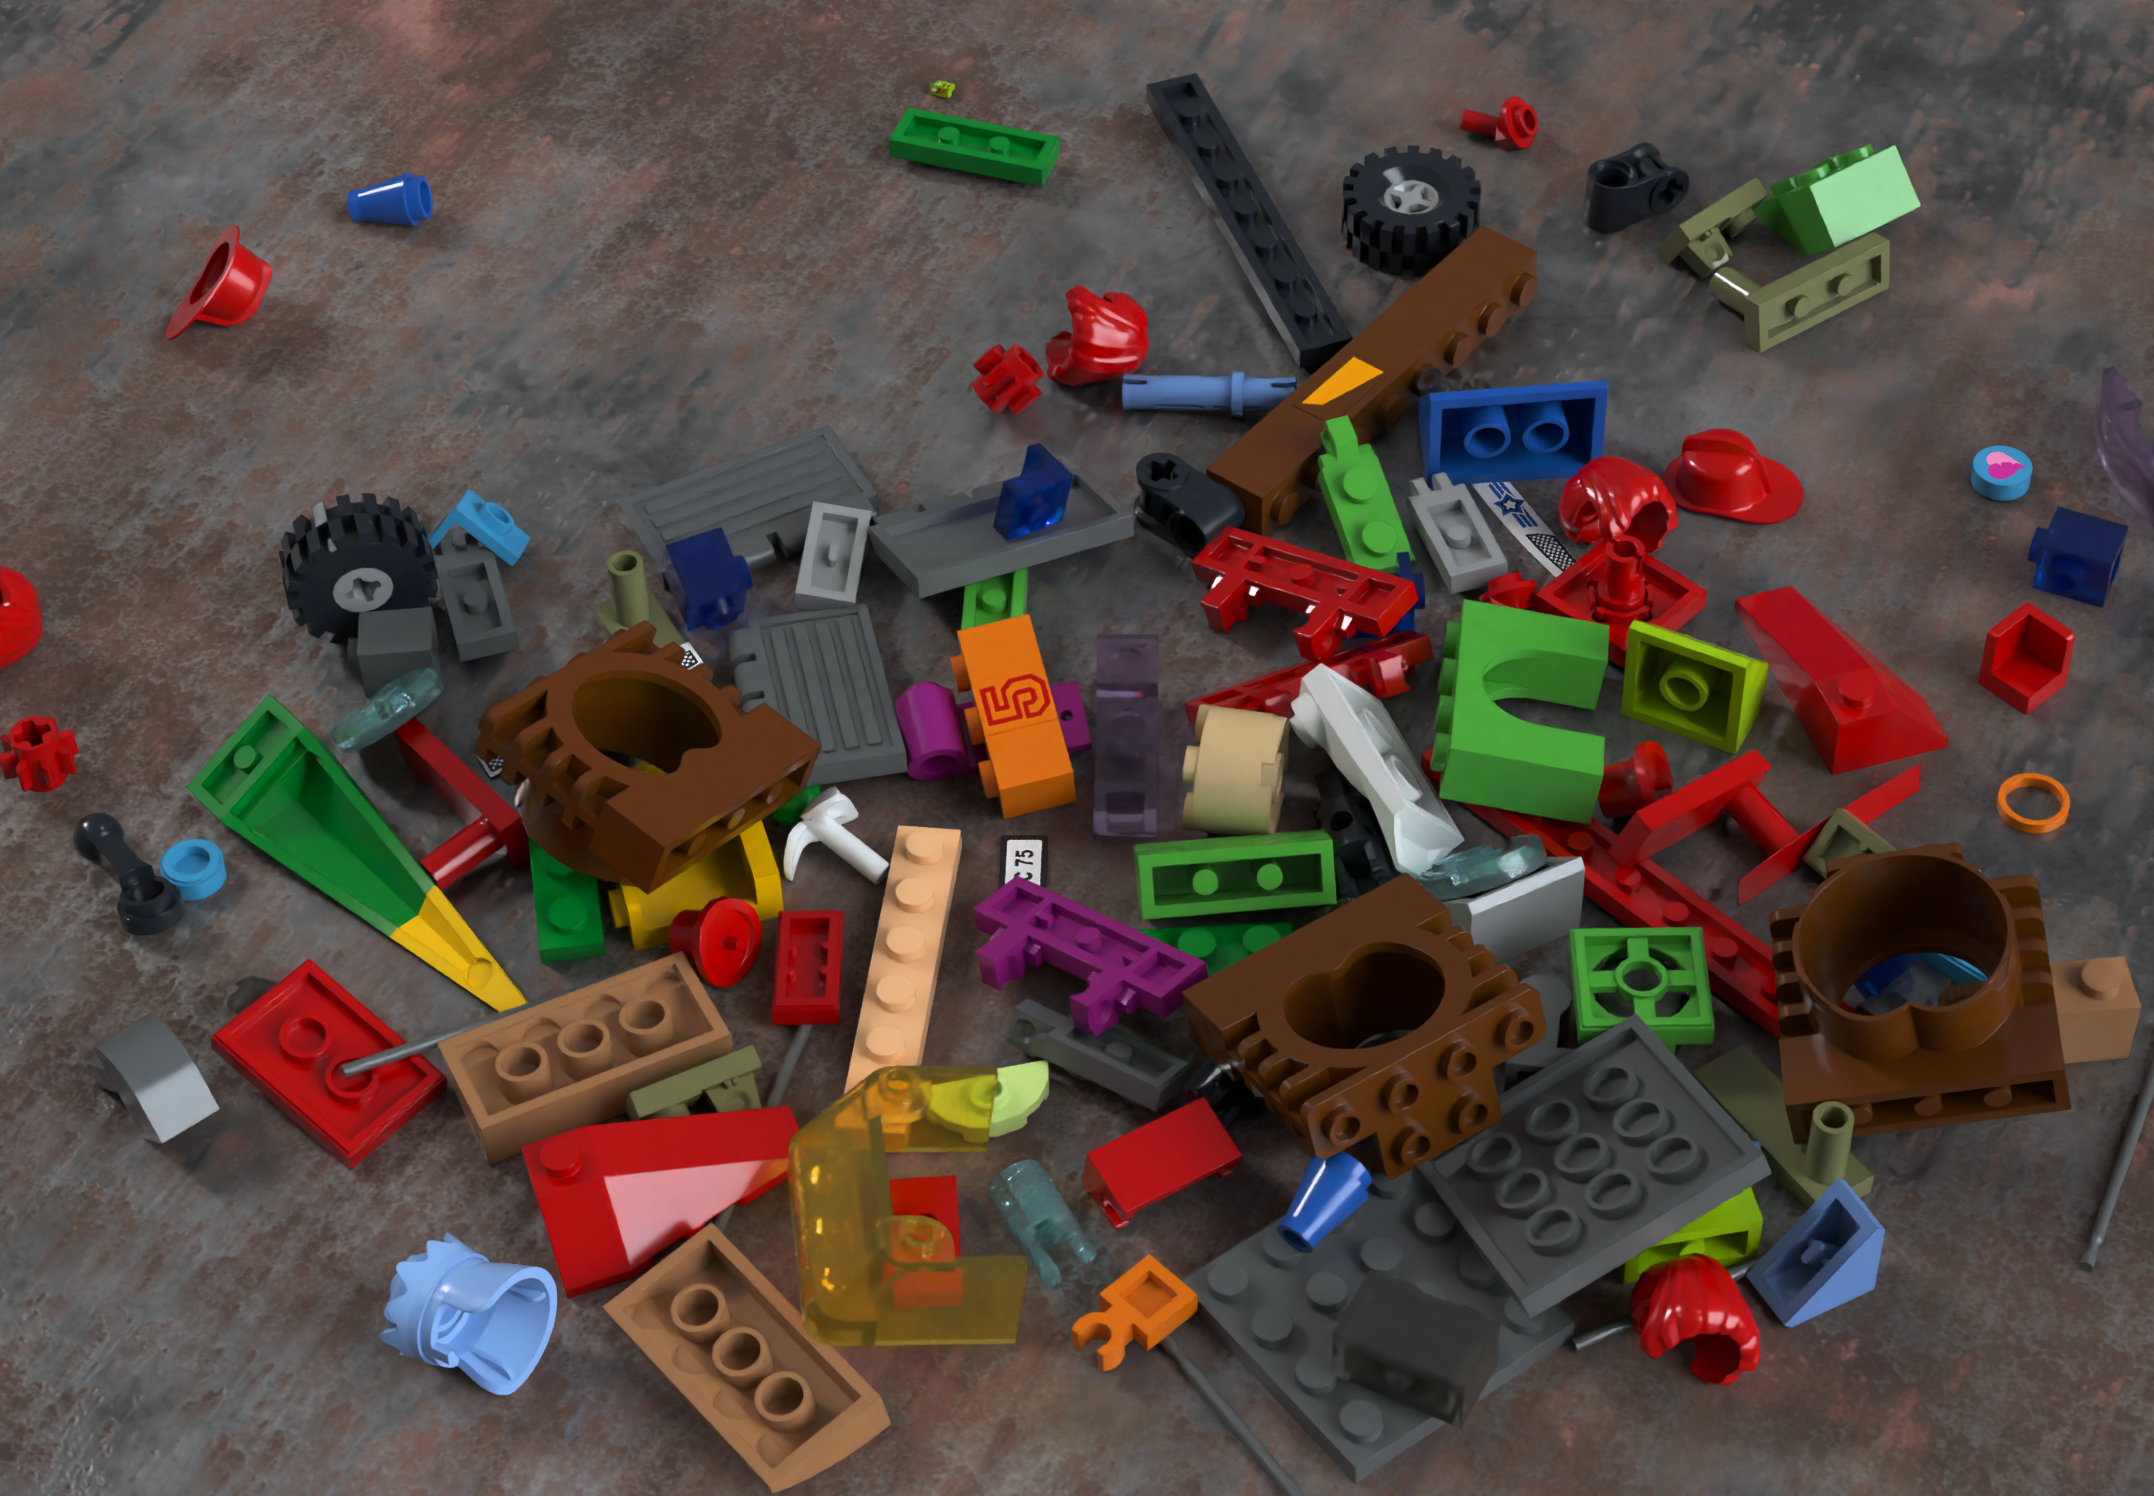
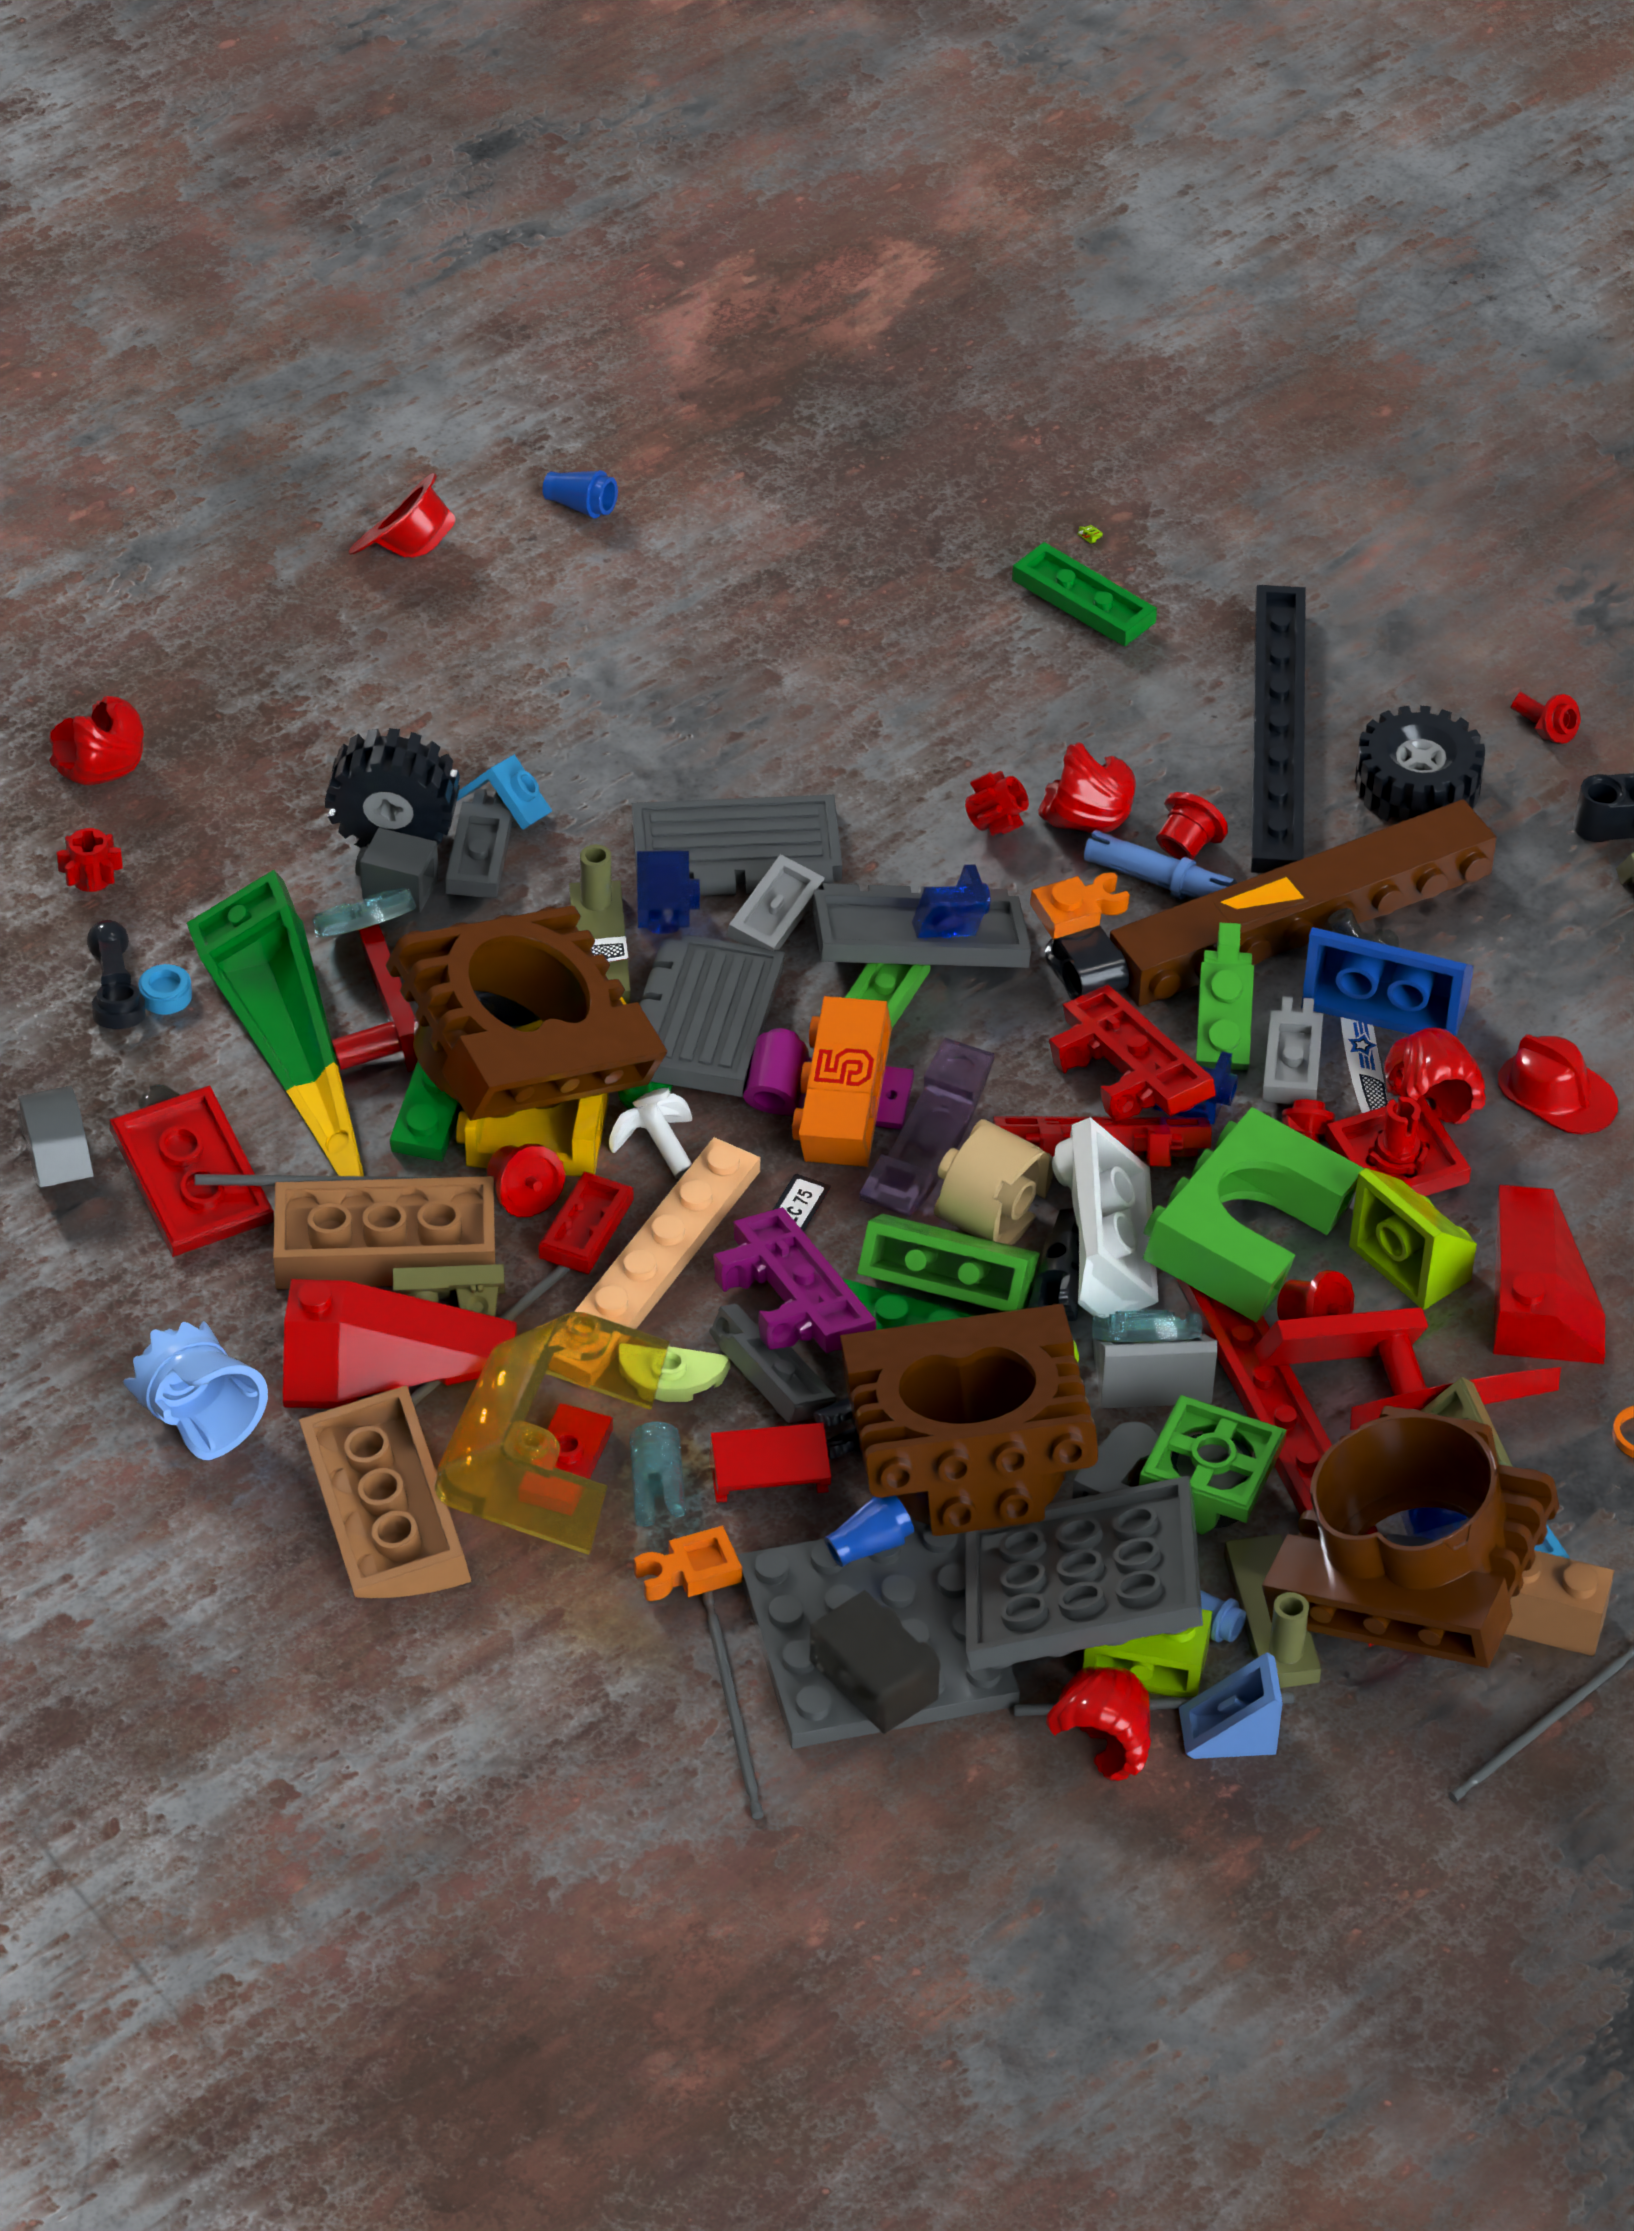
camera: 20 degrees right, 0 degrees up
(1159, 456) = (1073, 907): none -> orange plate
(1219, 337) = (1190, 825): none -> red piece

